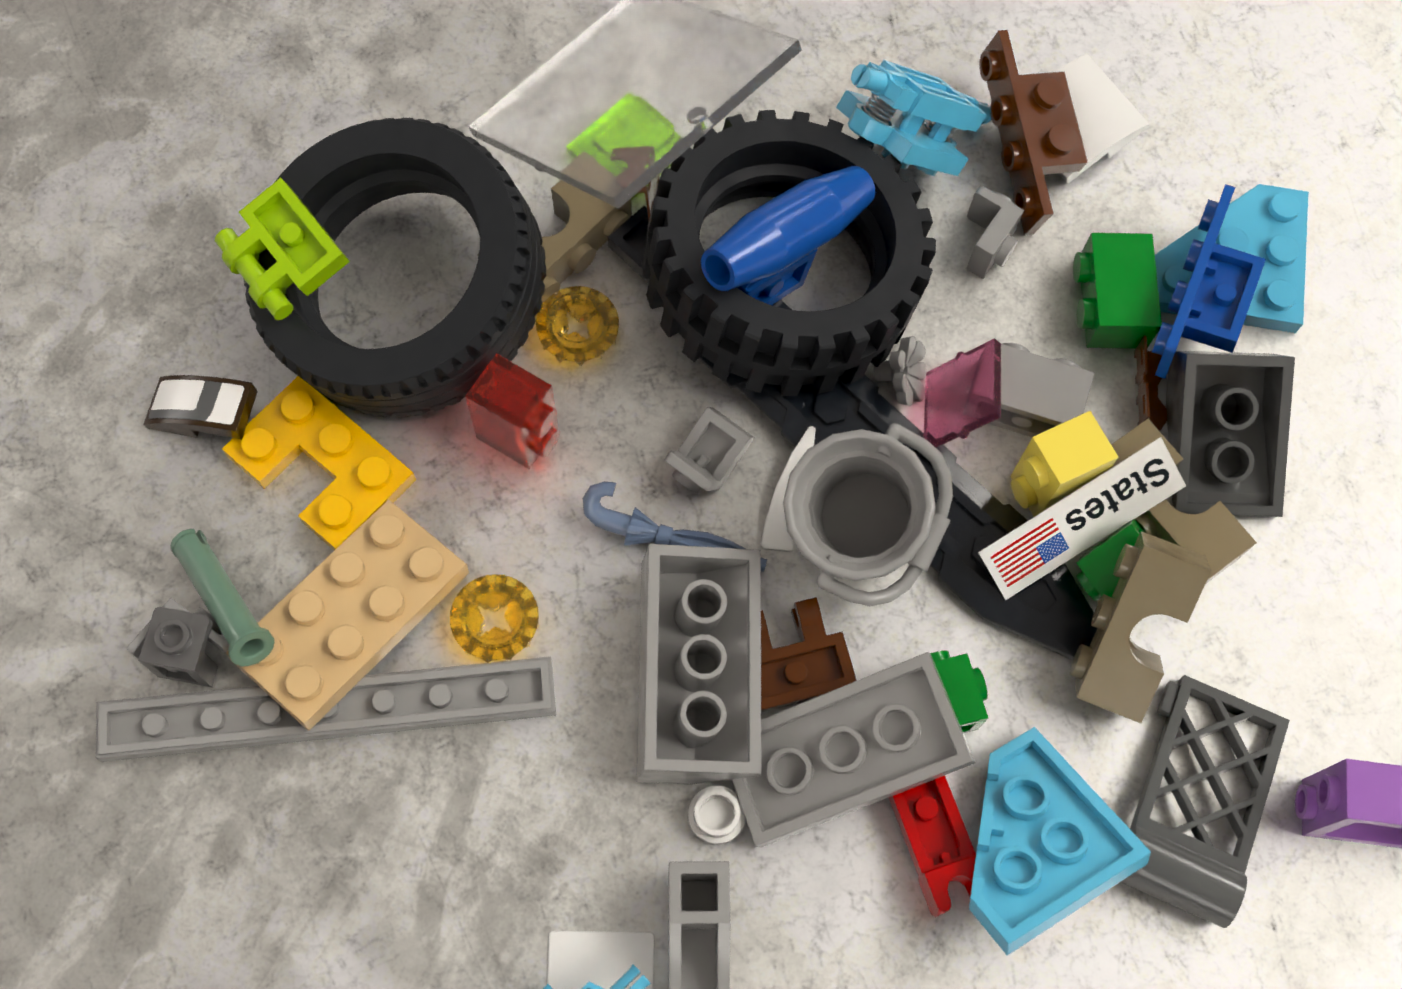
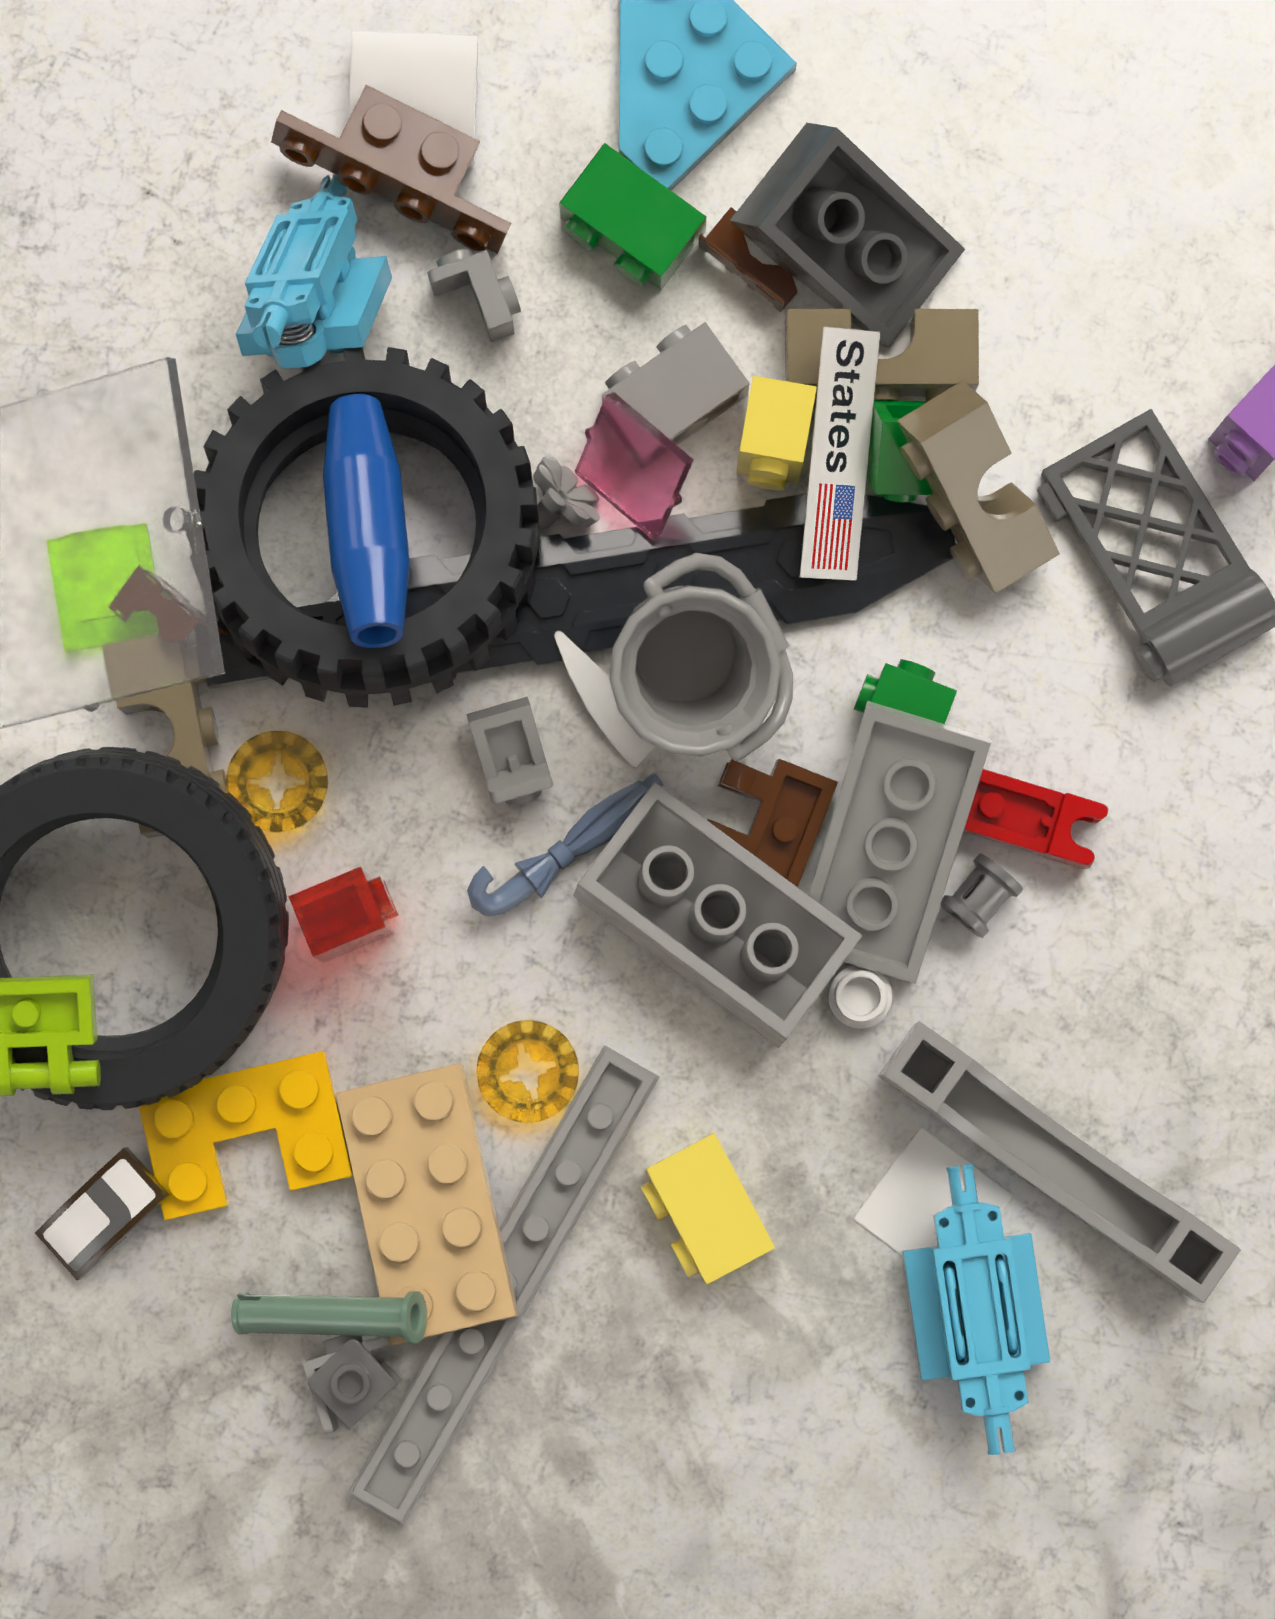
camera: 50 degrees left, 15 degrees up
(479, 812) = (708, 1210): none -> light yellow brick
(856, 849) = (981, 895): none -> flat silver bush
(1043, 843) = (1097, 729): medium azure plate -> none
(1217, 295) = (714, 134): blue bracket -> none

